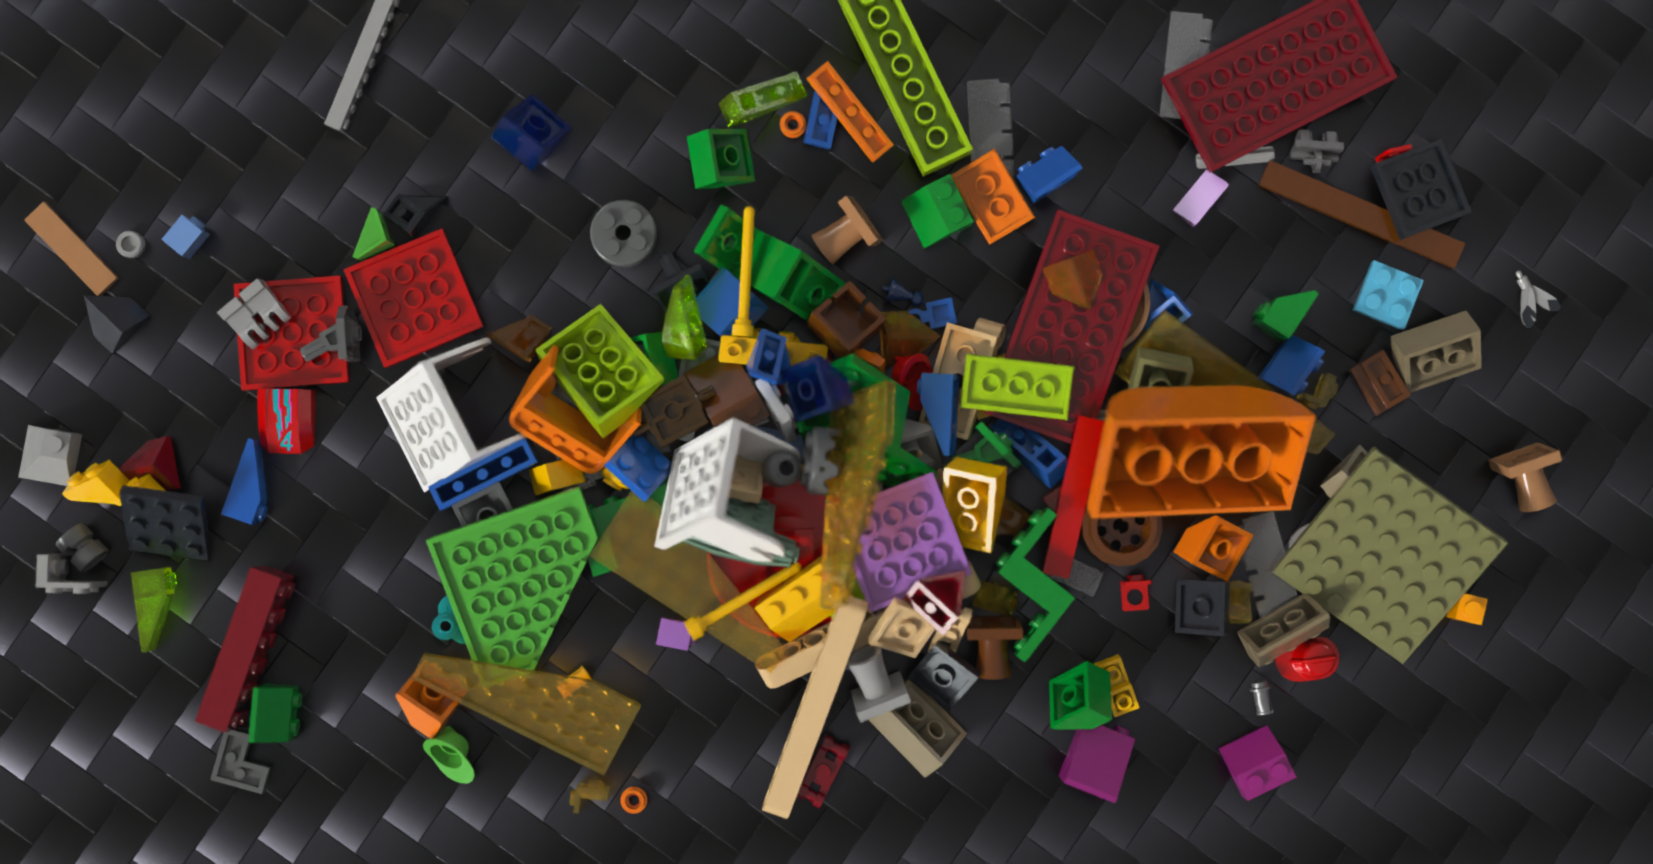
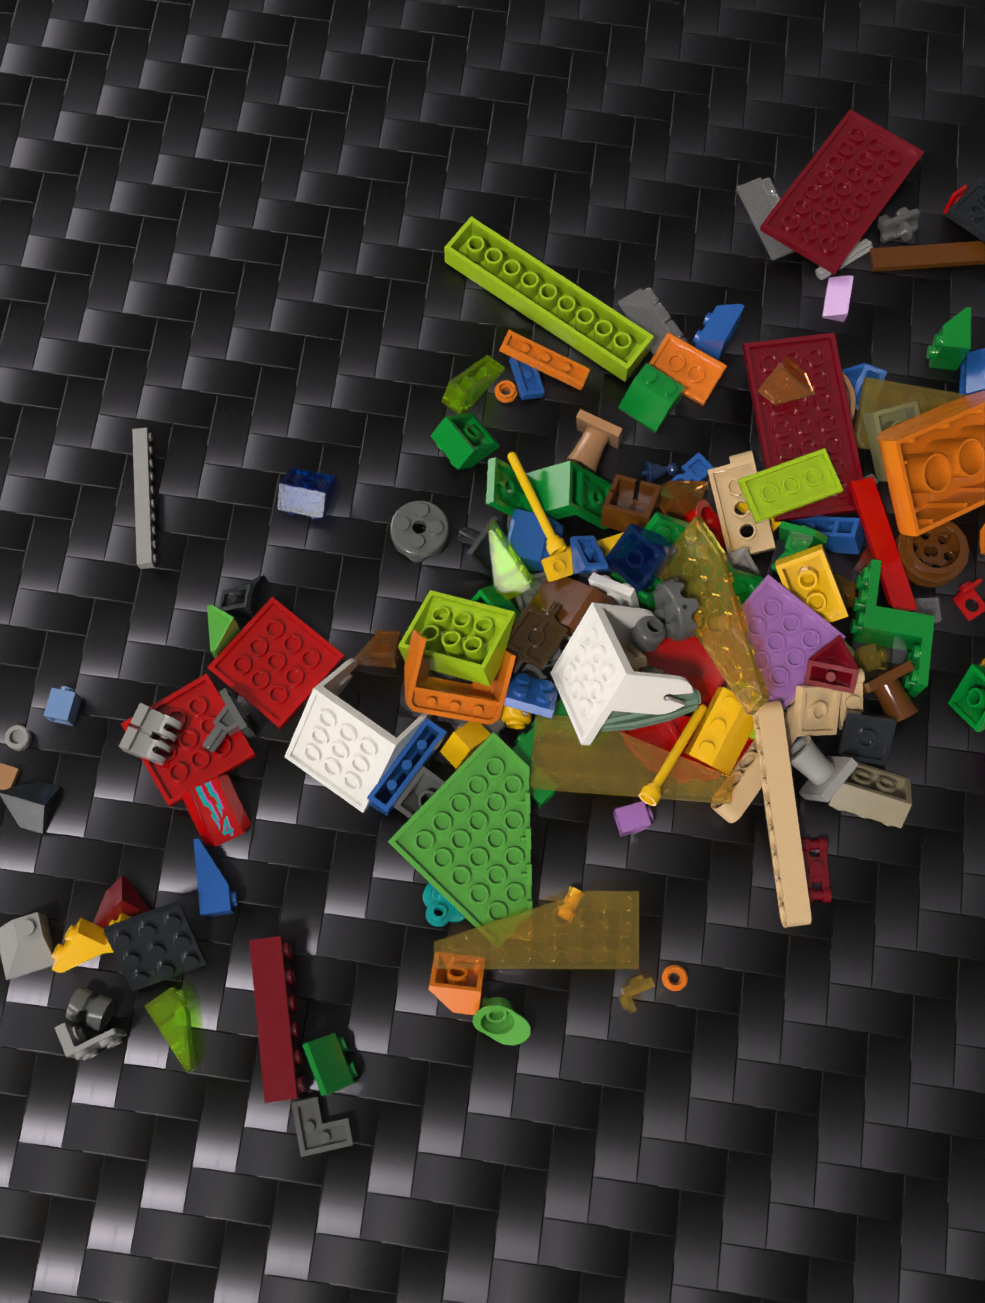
camera: 25 degrees left, 15 degrees down
(940, 402) = (738, 528): blue slope -> none

